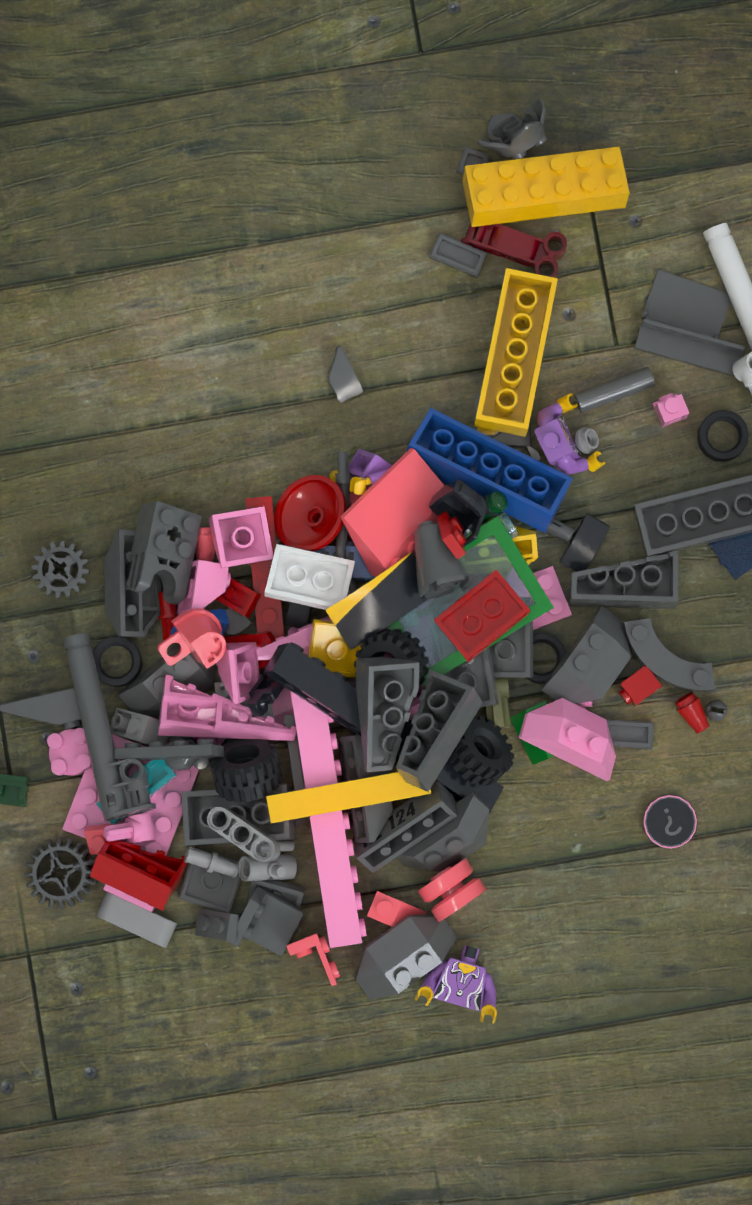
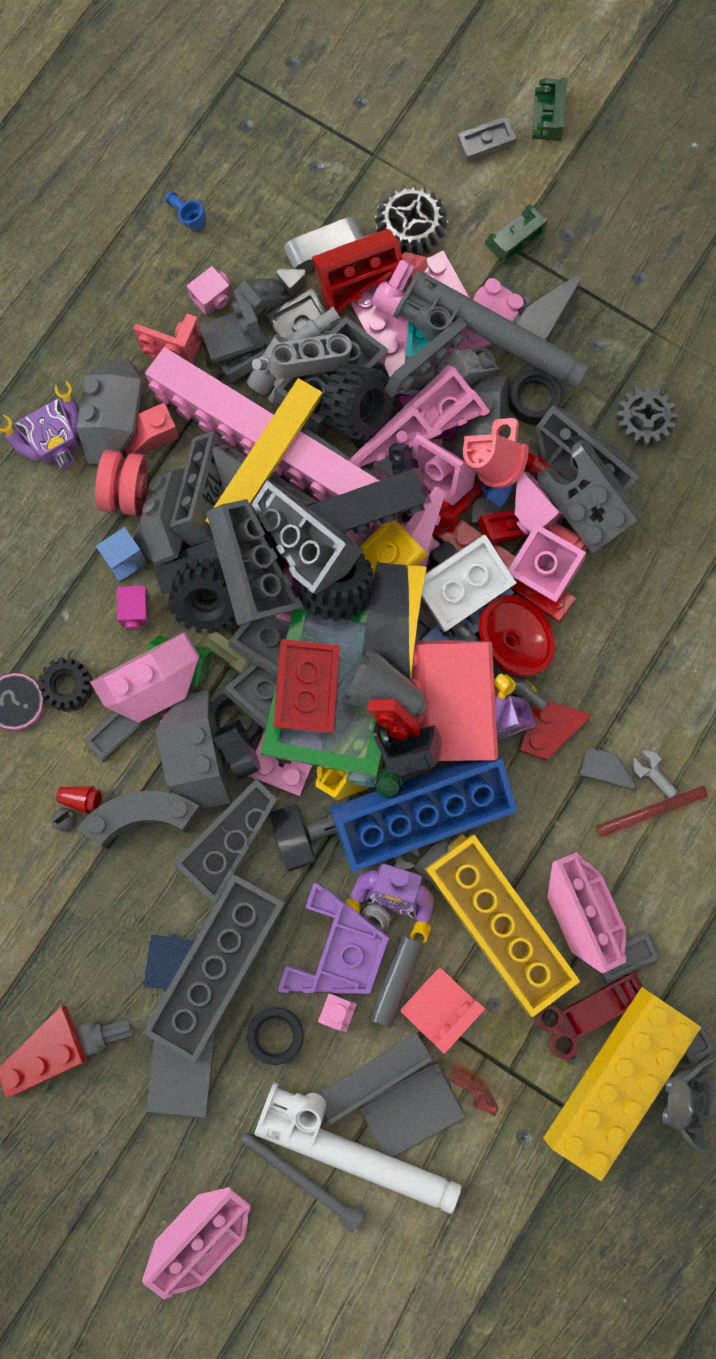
camera: 135 degrees right, 5 degrees down
(187, 918) = (292, 280): none -> slope
(202, 1047) = (189, 213): none -> blue bar
(248, 969) = (210, 290): none -> bright pink brick
(316, 341) = (653, 772): none -> light grey bar
(344, 323) = (651, 811): none -> clear red bar
(348, 437) = (552, 729): none -> red wing
(454, 303) = (587, 913): none -> bright pink wedge
(502, 840) = (122, 554): none -> medium blue panel
(531, 799) = (133, 607): none -> dark pink brick
(562, 632) = (237, 749): none -> black leg
(605, 342) = (442, 1010): none -> coral bracket
(627, 434) = (350, 953): none -> medium lavender wing
(633, 283) = (468, 1080): none -> clear red slope
(638, 686) = (139, 773): red brick -> none
(642, 797) = (51, 675): none -> black tyre

